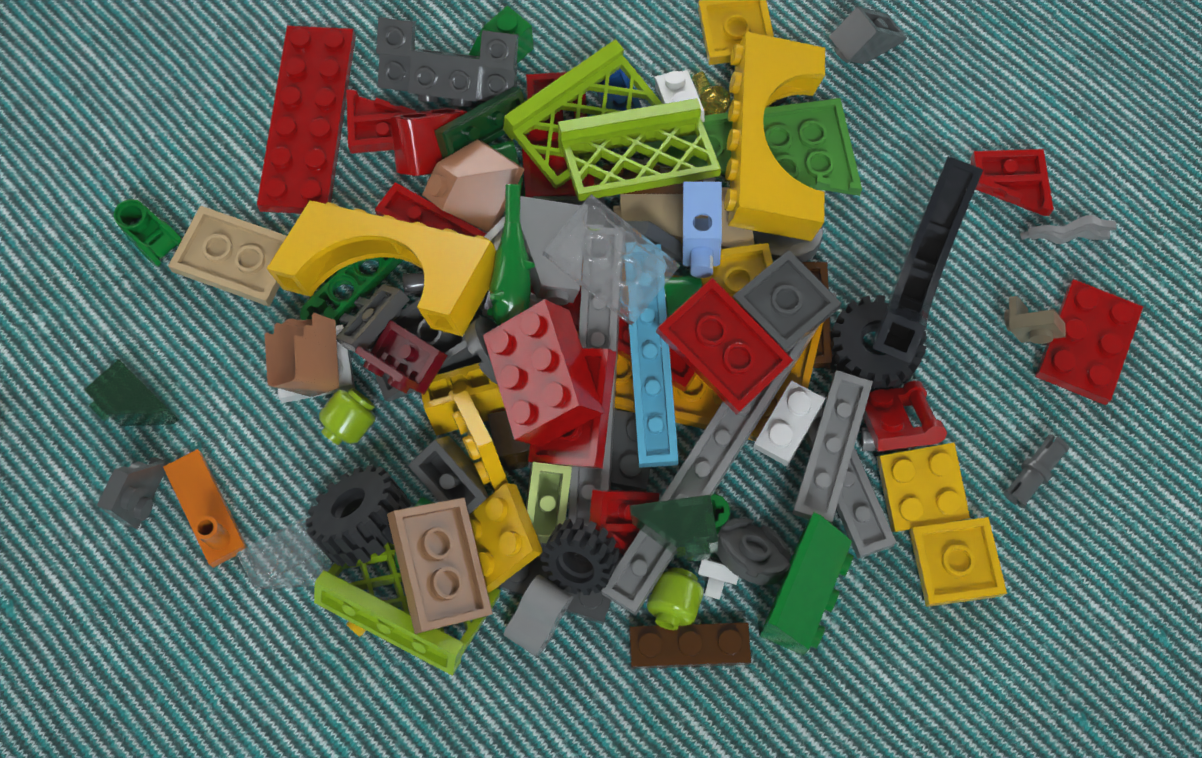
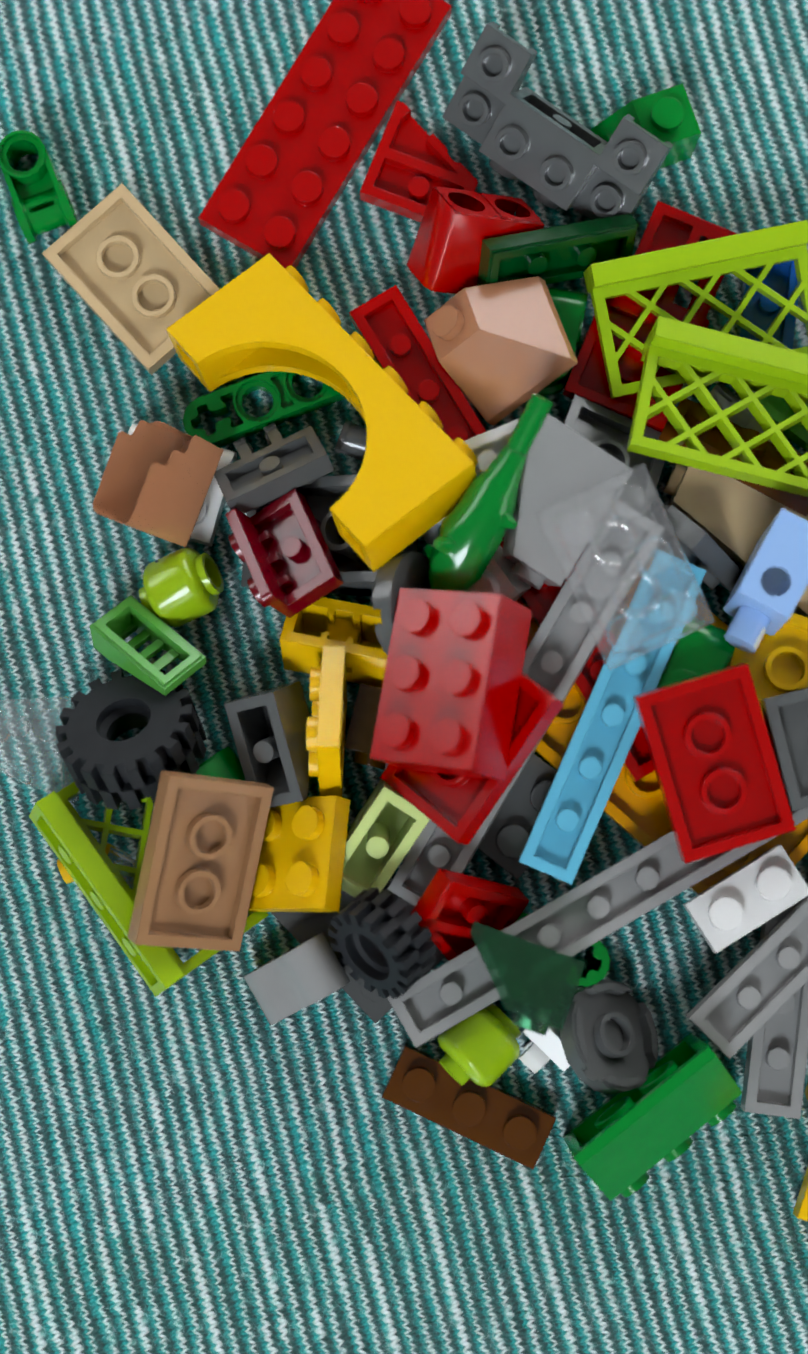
camera: 30 degrees right, 15 degrees up
(325, 454) = (130, 617): none -> bright green slope

